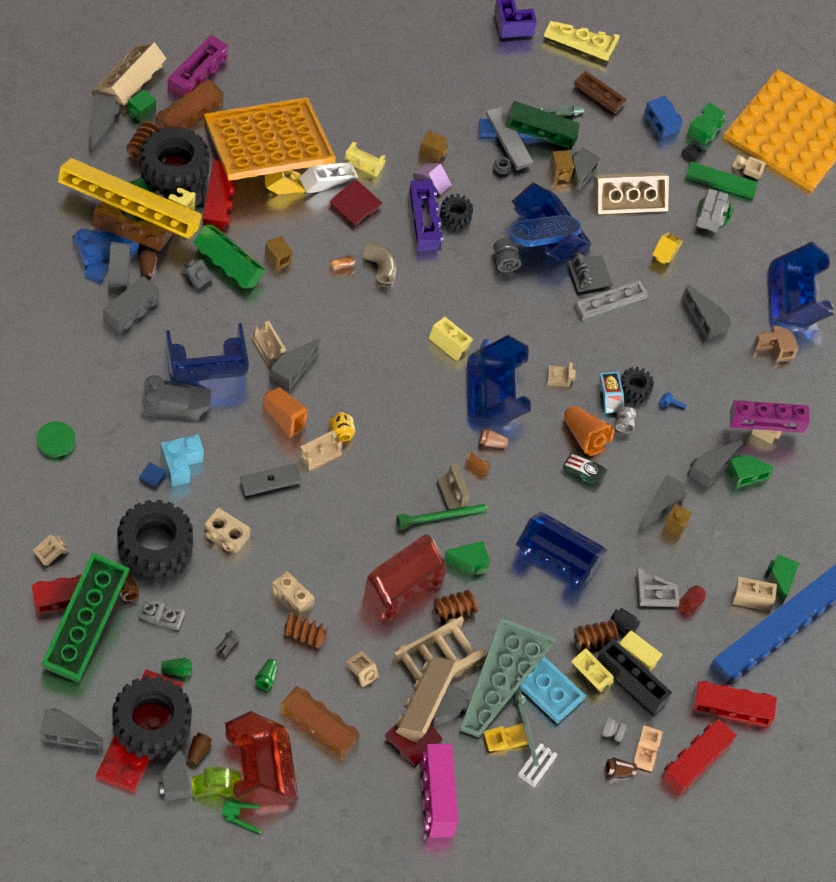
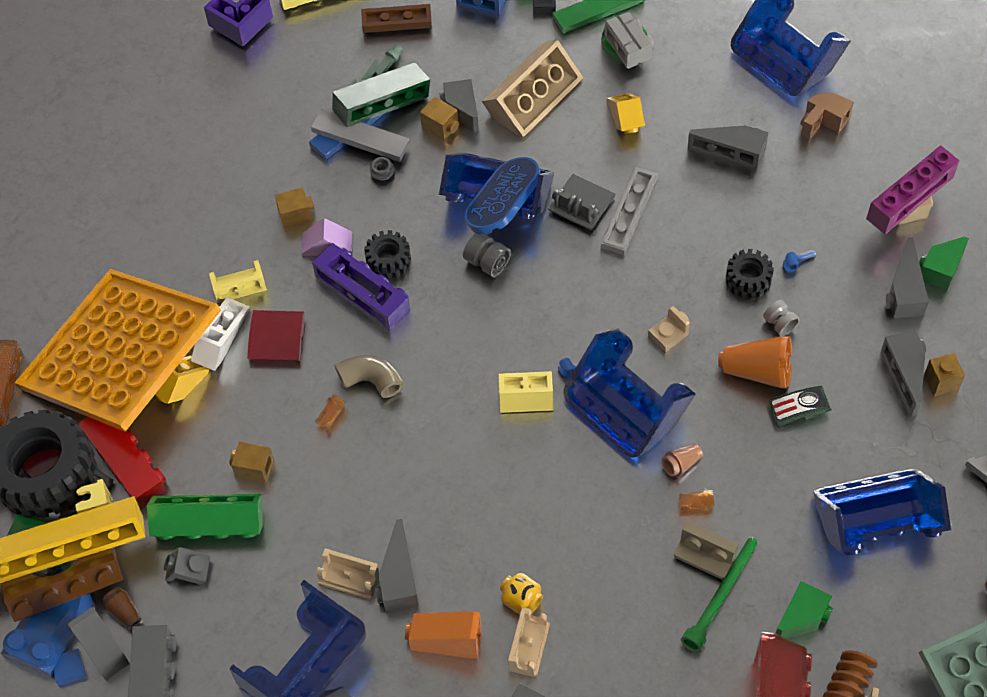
camera: 30 degrees left, 0 degrees up
(612, 391) = (731, 296): slope -> none

